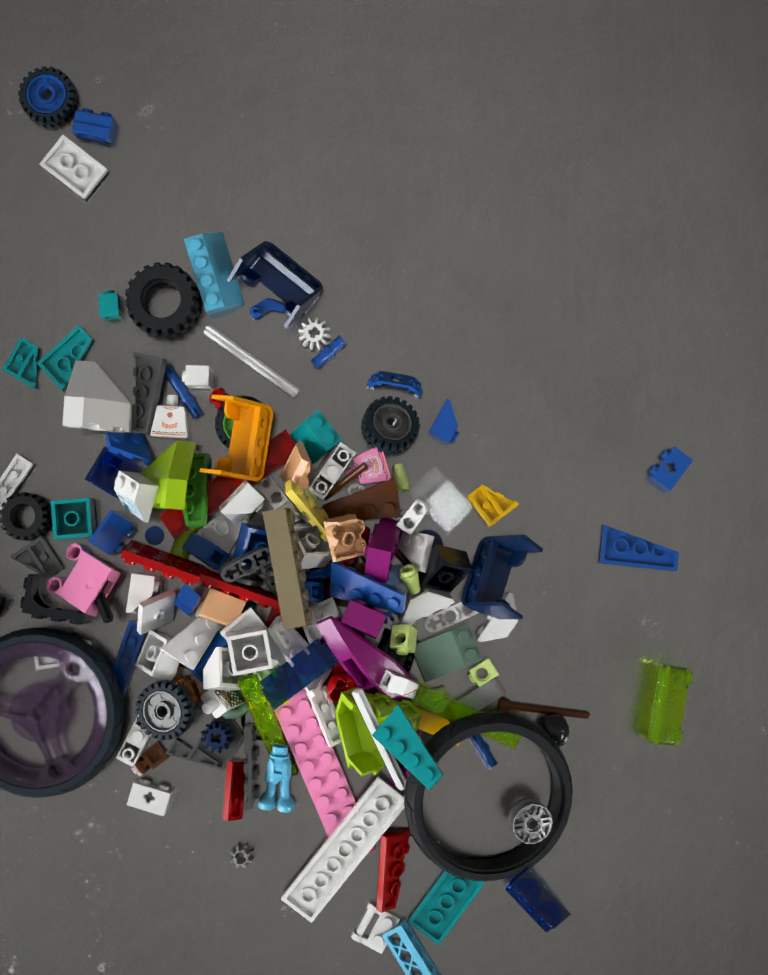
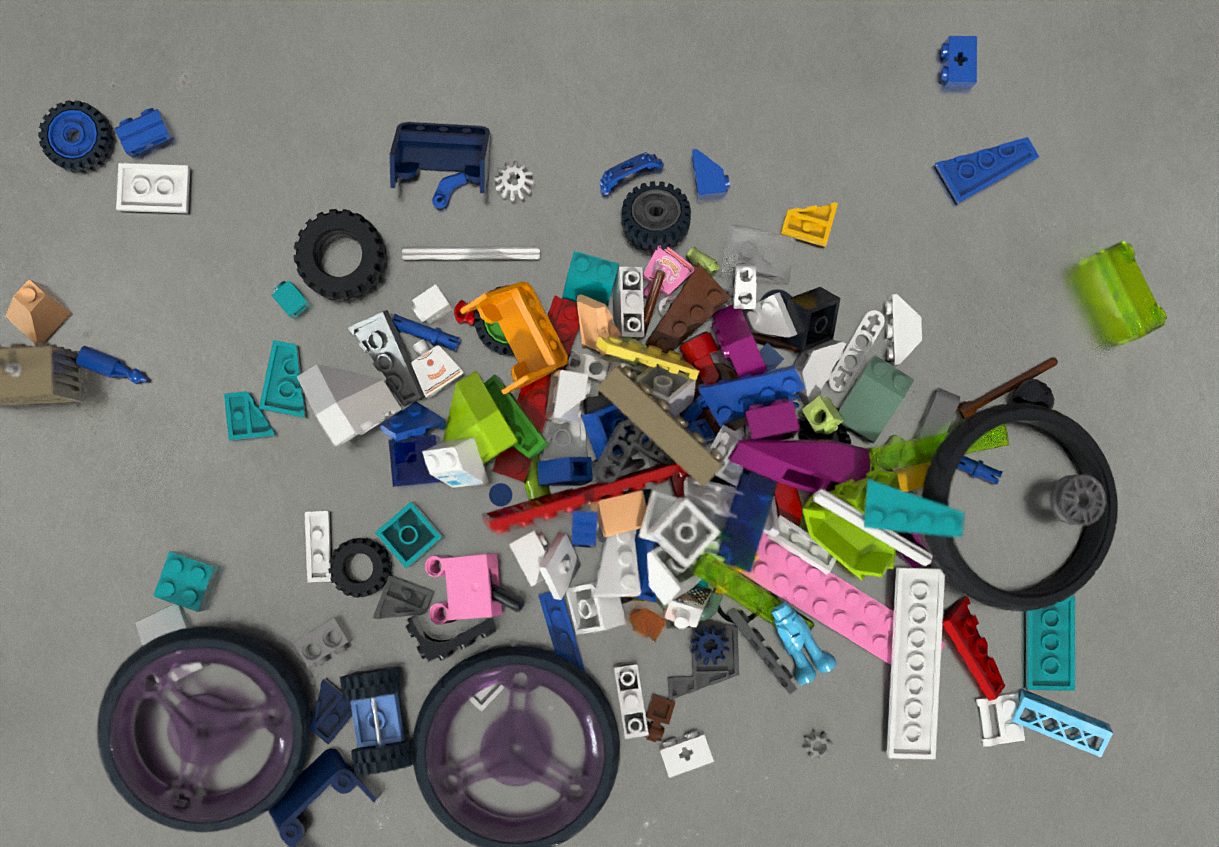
camera: 40 degrees left, 0 degrees up
(112, 533) = (459, 520): blue slope -> none
(152, 714) = (646, 636): wheel -> none
(211, 269) = (369, 191): medium azure slope -> none
(234, 791) = (764, 686): red plate -> none
(328, 352) = (541, 188): blue pin -> none
(337, 684) = (792, 505): red hair -> none
(345, 537) = (694, 354): light nougat slope -> none
(399, 684) = (853, 460): white leg -> none
(410, 577) = (785, 349): yellowish green cone -> none
(491, 572) = (857, 284): dark blue windscreen -> none
(491, 672) = (931, 387): yellowish green brick -> none
(537, 900) = (1138, 575): clear blue windscreen -> none

